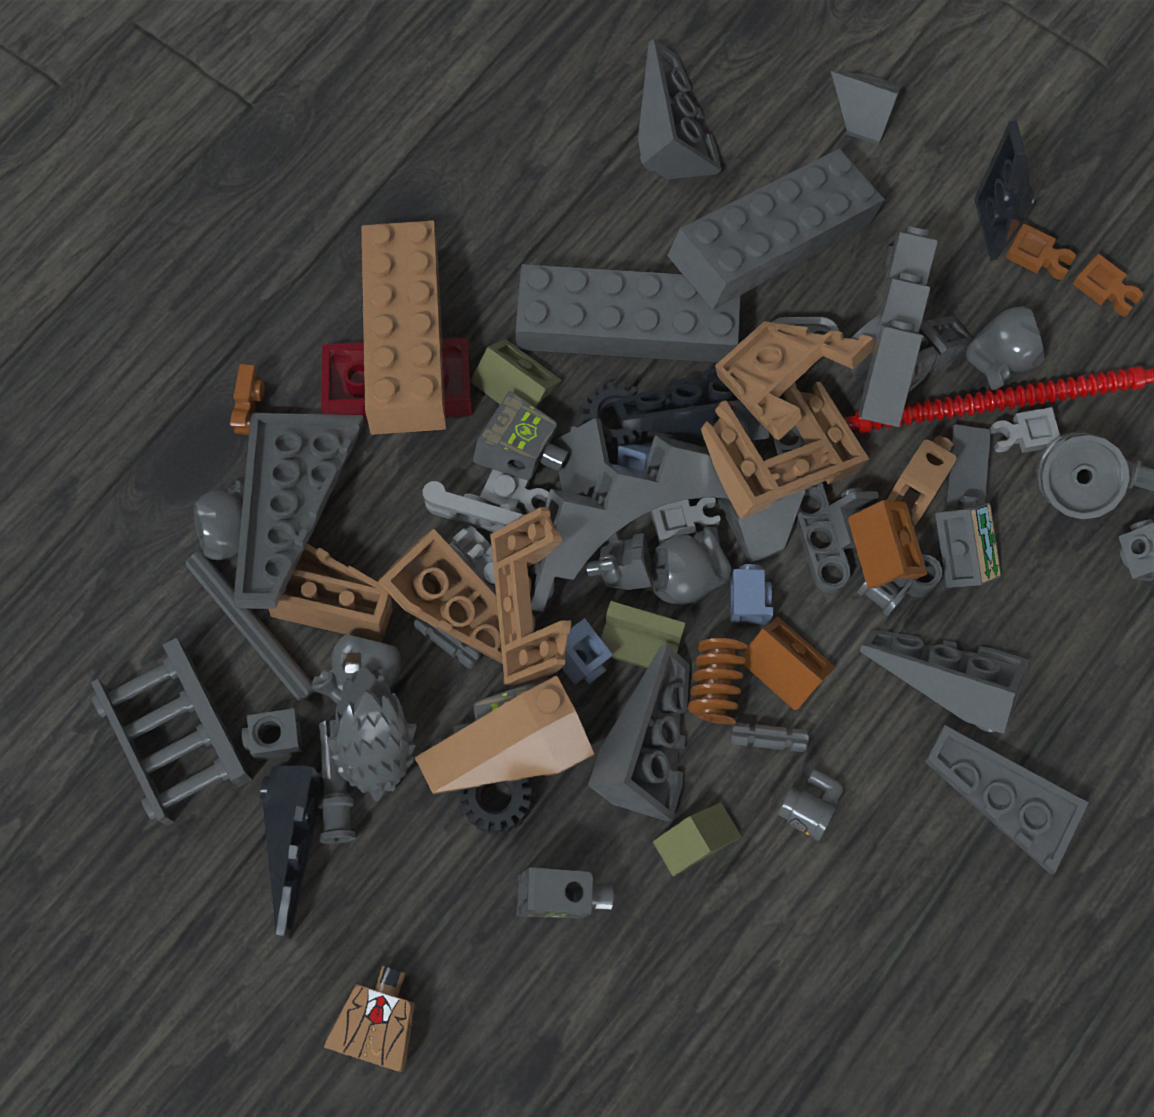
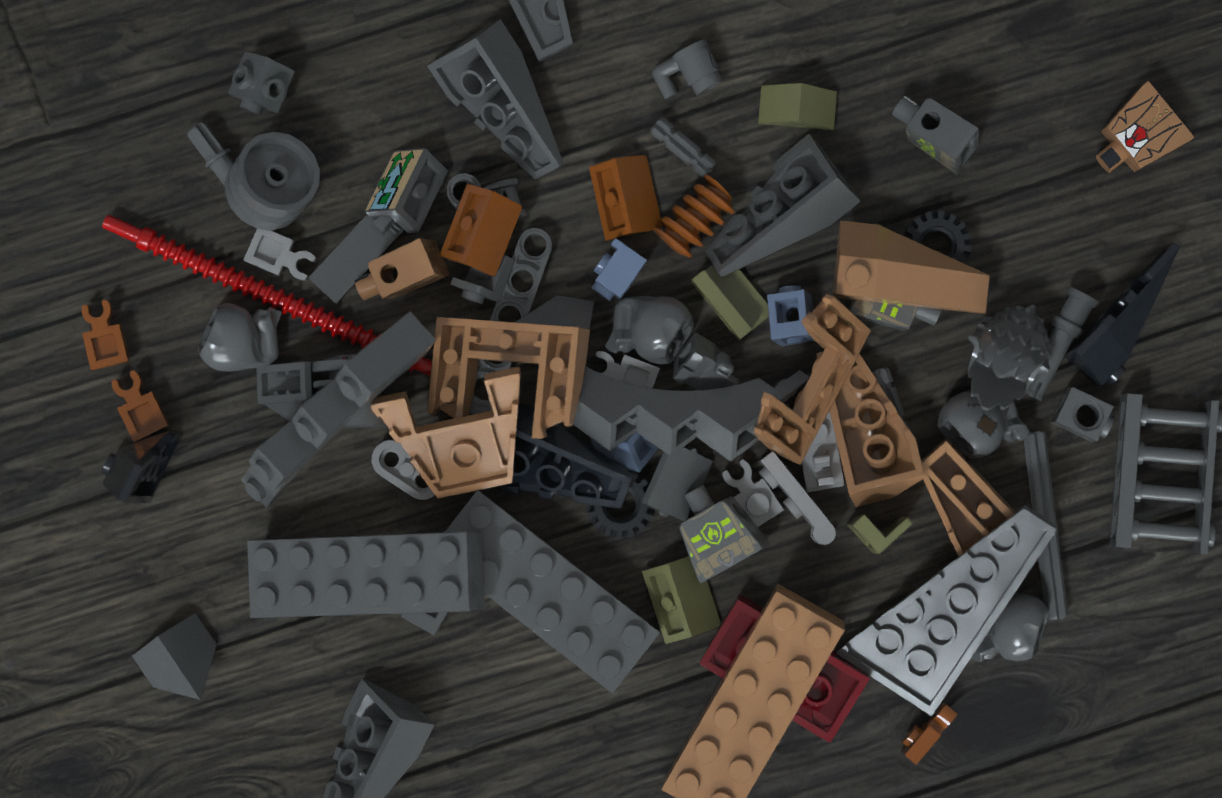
camera: 150 degrees left, 15 degrees up
(391, 514) = (872, 537): none -> olive panel

